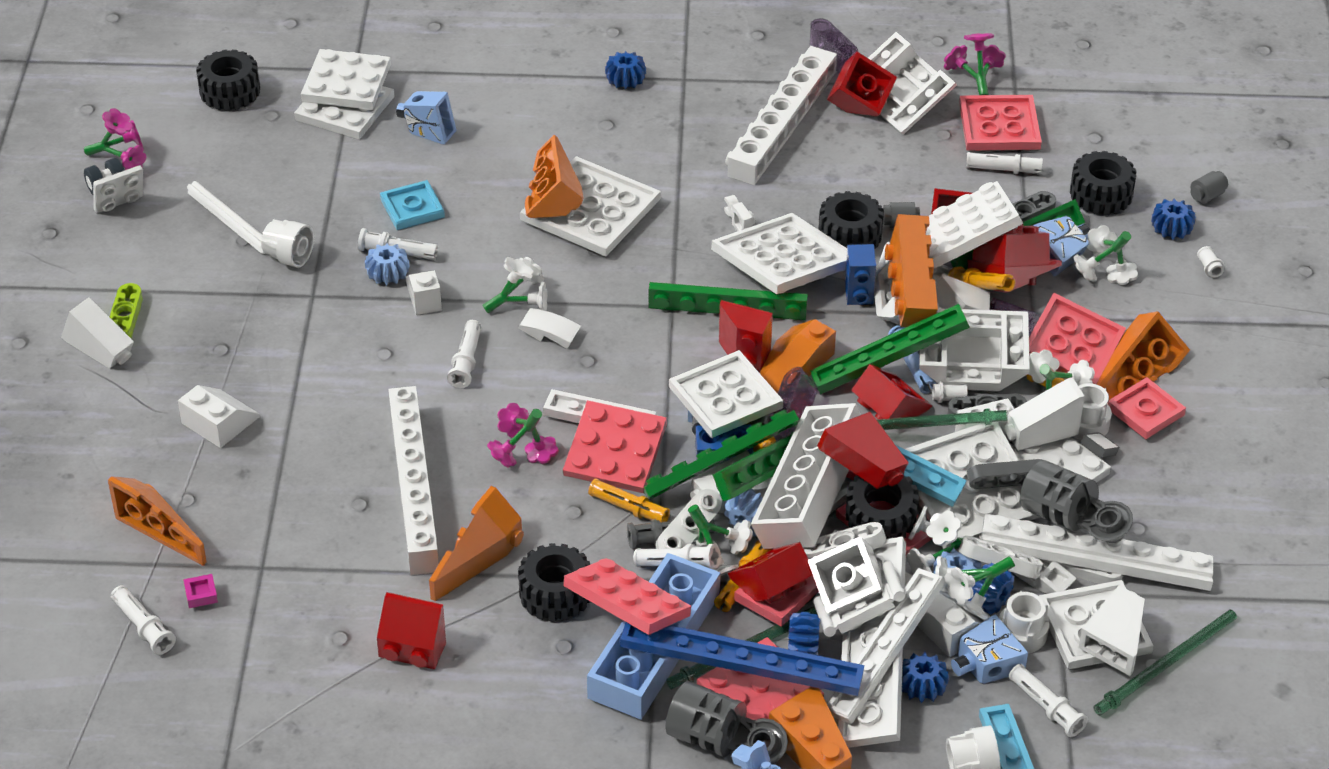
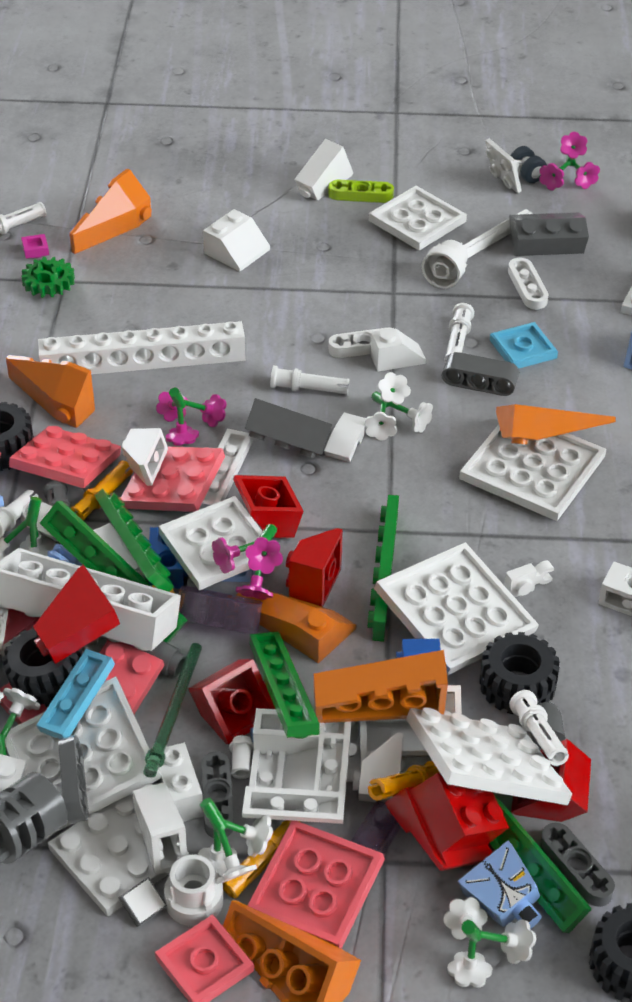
camera: 90 degrees right, 0 degrees up
(188, 268) = (417, 217): none -> white plate
(237, 167) = (548, 233): none -> dark grey slope
(268, 571) = (48, 277): none -> green gear
(316, 192) = (528, 283): none -> white plate
(387, 264) = (428, 327): light blue gear -> none
(404, 306) = (341, 346): none -> white beam
(461, 232) = (480, 374): none -> dark grey beam
(548, 358) = (287, 428): none -> dark grey slope
(589, 523) = (65, 456): none -> coral plate
(599, 454) = (145, 452): none -> white slope
(659, 363) = (271, 502): none -> red slope
(763, 371) = (262, 556): none -> dark pink plant
(922, 204) = (534, 719): none -> white pin

